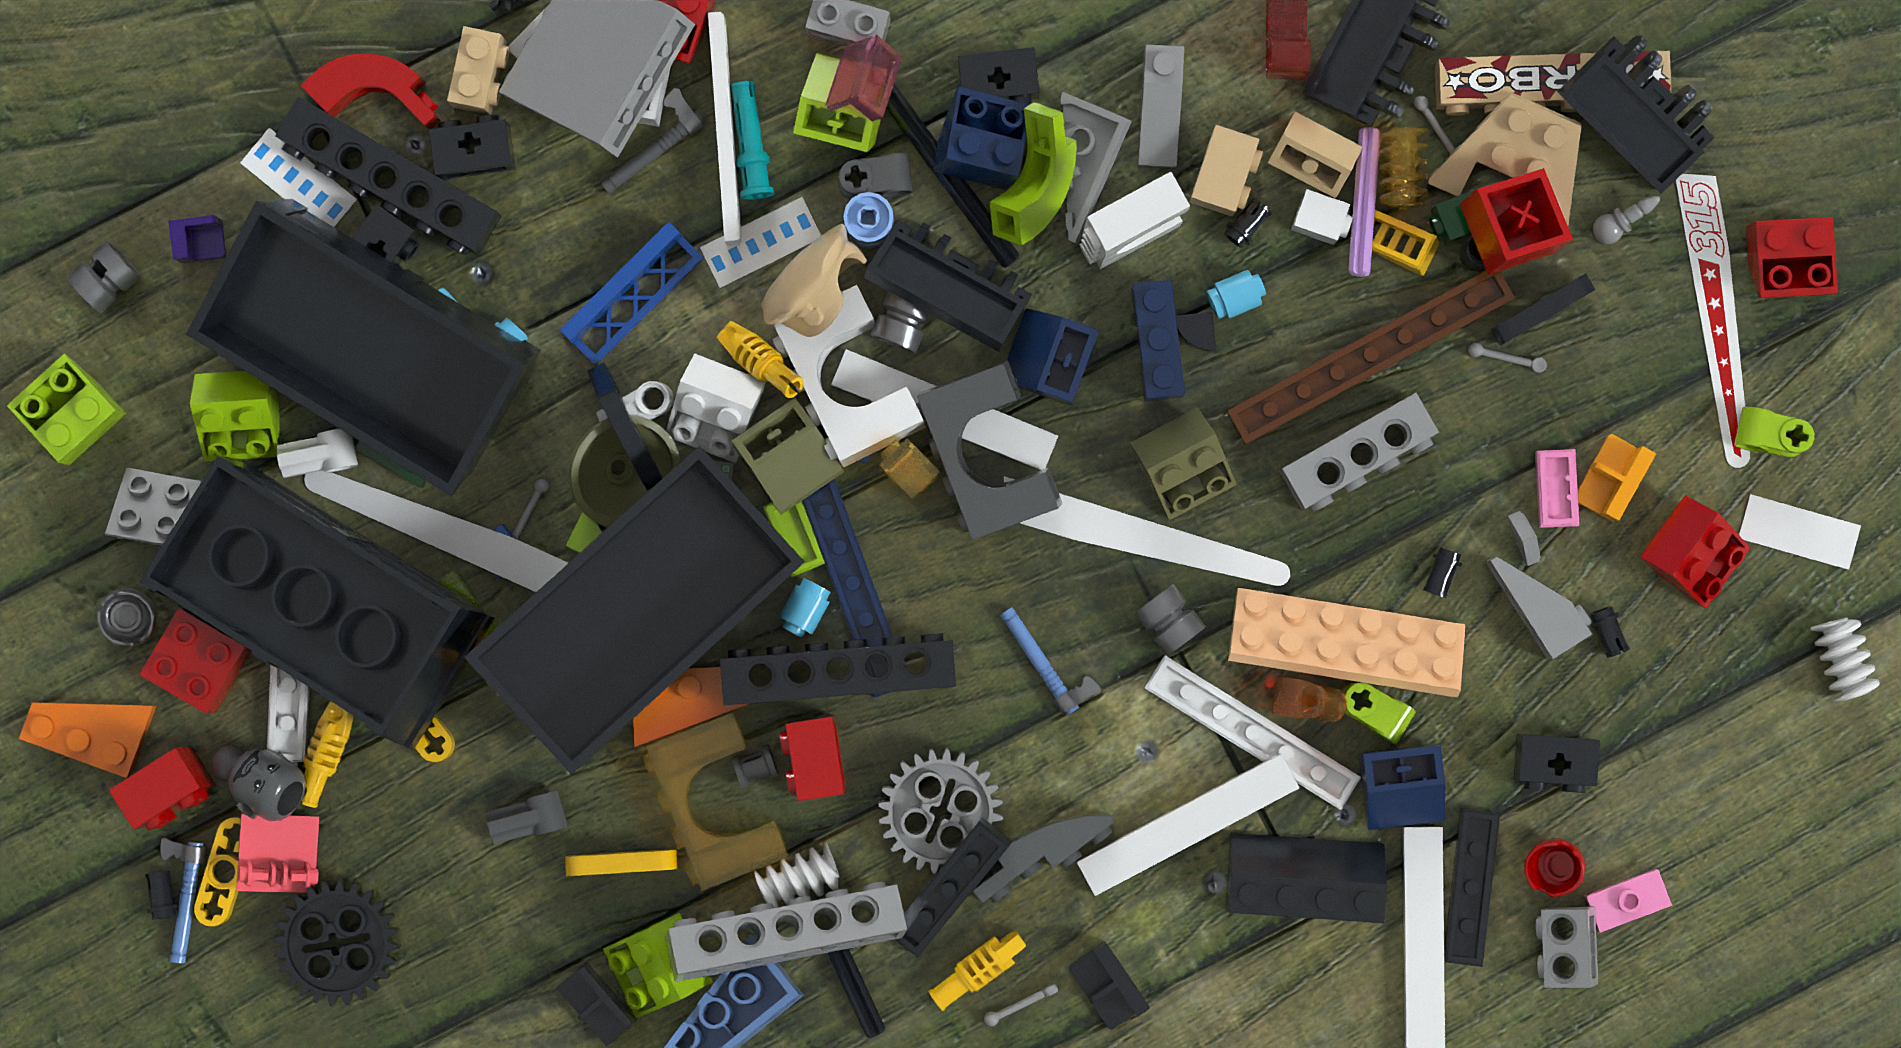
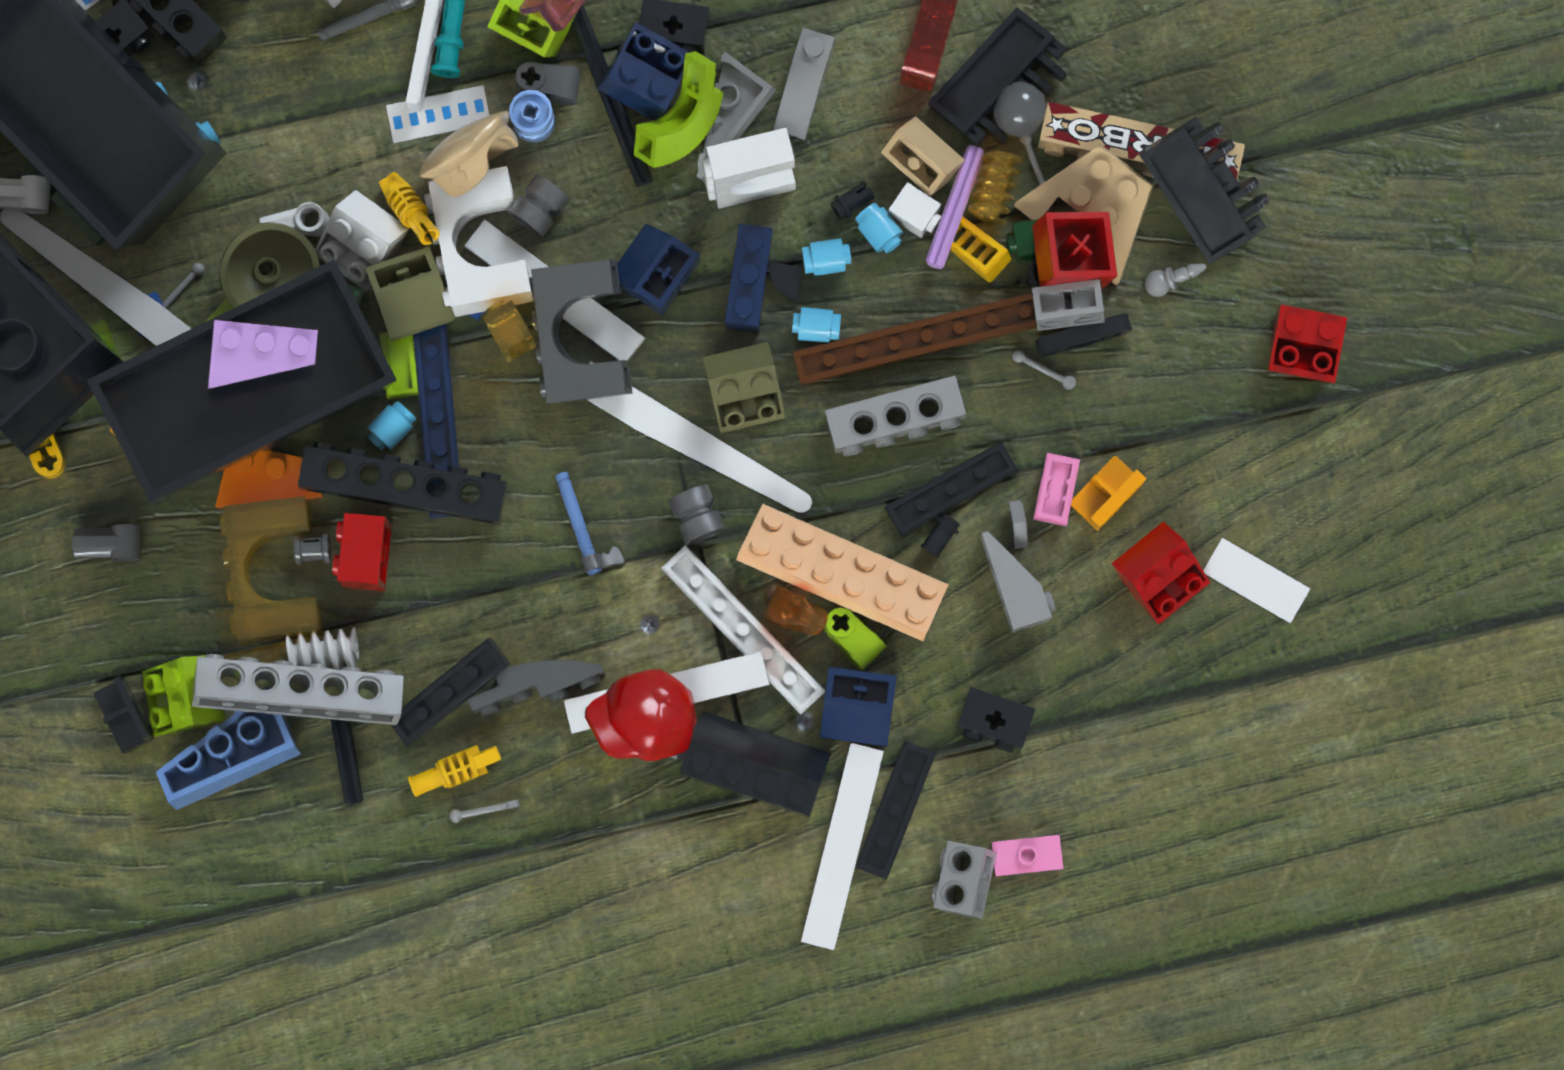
camera: 15 degrees right, 5 degrees down
(621, 283) = (312, 116): blue fence -> none
(621, 421) = (274, 215): black beam -> none
(621, 862) = (177, 600): yellow beam -> none
(642, 572) = (257, 350): none -> lavender wing
(907, 798) = (434, 608): light grey gear -> none
(948, 285) = (583, 185): black hinge -> none
(1108, 986) = (562, 813): black panel -> none
(1175, 864) = (643, 716): none -> red piece
(1225, 171) = (843, 151): tan brick -> none
(1246, 373) = (816, 325): none -> medium azure brick
(1287, 247) = (879, 228): none -> medium azure brick
(1410, 74) = (1020, 109): none -> dark grey hair
(1440, 517) = (951, 489): none -> black tile
(1523, 282) = (1068, 304): none -> light grey brick
(1555, 867) = (969, 808): red hair -> none
(1609, 631) = (1070, 621): black pin -> none
(1715, 298) = (1235, 362): sticker -> none
(1766, 433) = (1248, 487): lime piece -> none
(1846, 658) = (1265, 694): white piece -> none

